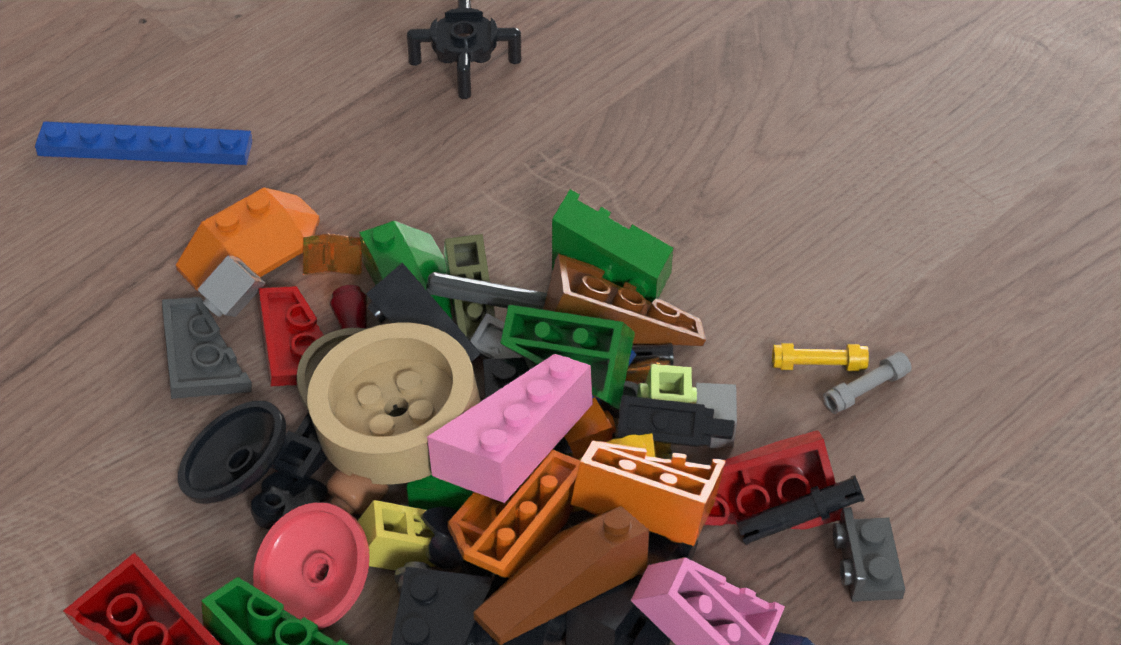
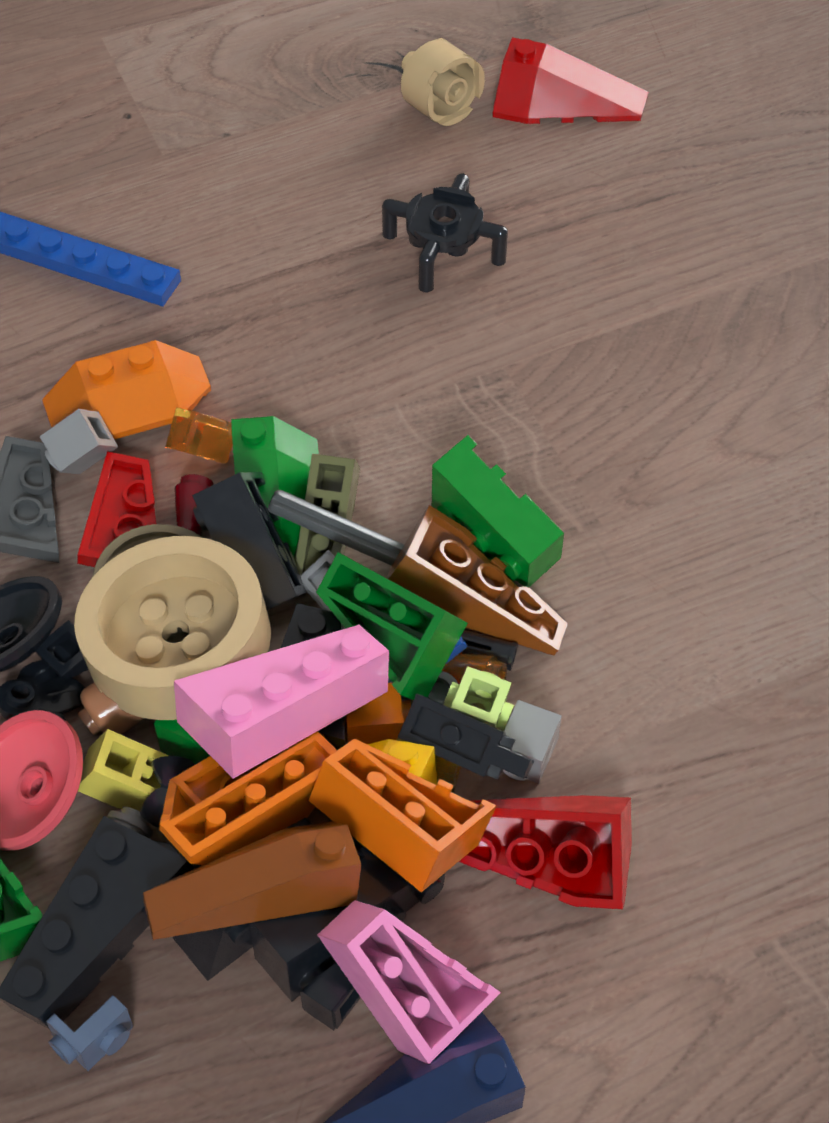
camera: 20 degrees right, 5 degrees up
(800, 510) = (563, 885): black pin -> none
(843, 395) = (758, 747): light grey bar -> none
(854, 357) = (719, 721): yellow bar -> none
(869, 558) = (631, 964): dark grey bracket -> none

